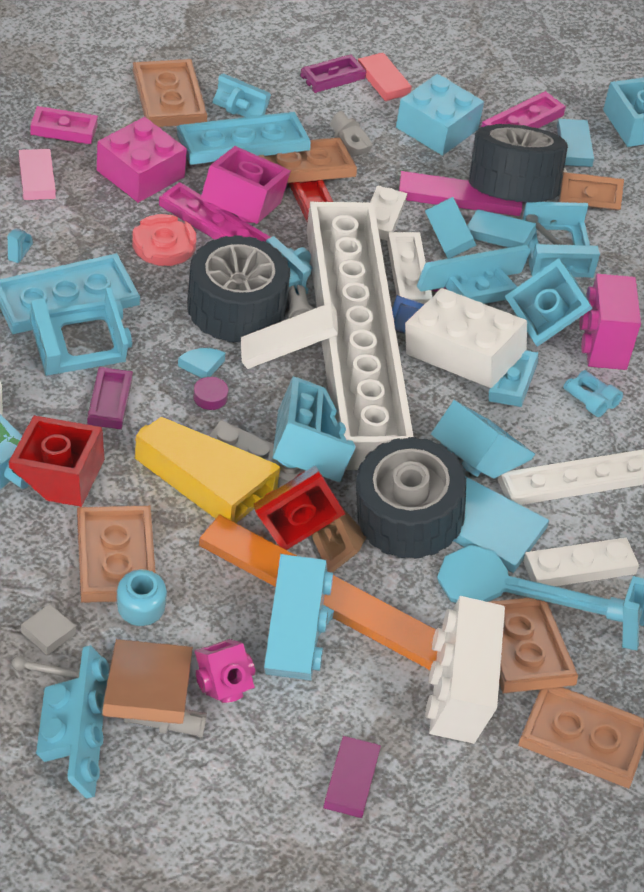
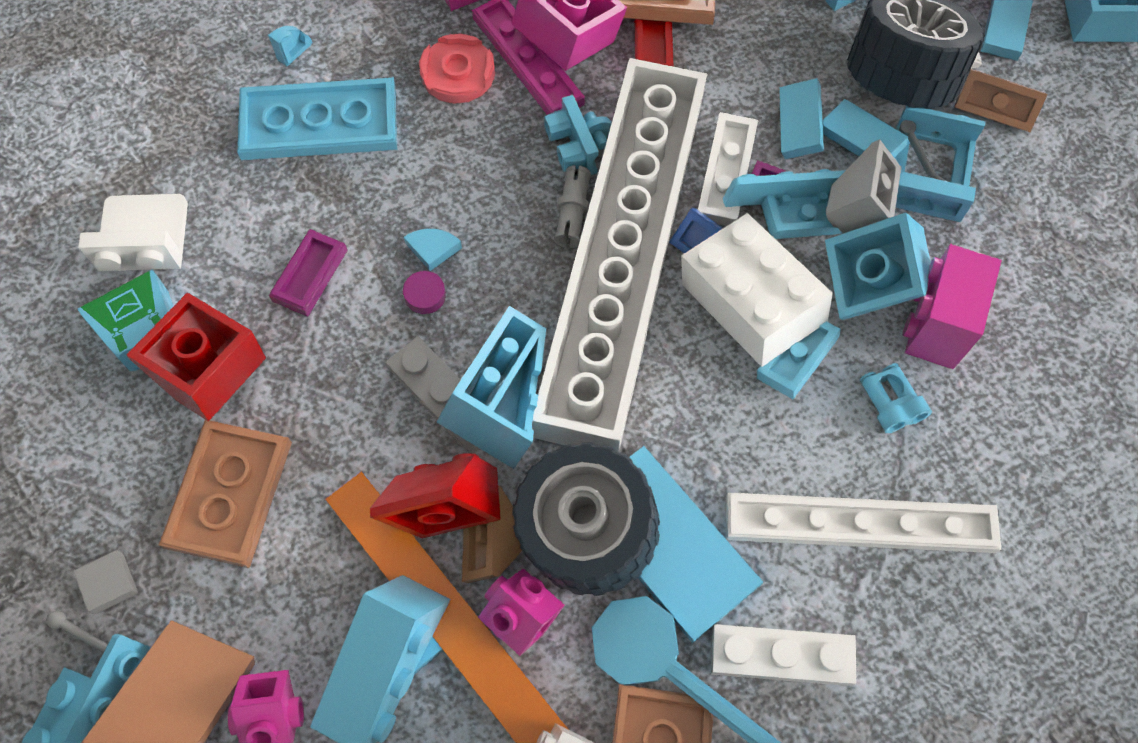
camera: 25 degrees right, 20 degrees up
(51, 343) = (268, 177): medium azure window -> none
(141, 597) = (212, 577): medium azure head -> none
(206, 469) = (374, 410): yellow slope -> none
(237, 287) = (503, 158): black wheel -> none
(289, 335) = (536, 241): white tile -> none
(388, 208) = (731, 79): white plate -> none
(396, 568) = (520, 610): none -> dark pink brick
(437, 189) = (811, 61): dark pink tile -> none
(479, 442) = (716, 448): medium azure slope -> none
(520, 257) = (865, 190): none -> light grey slope

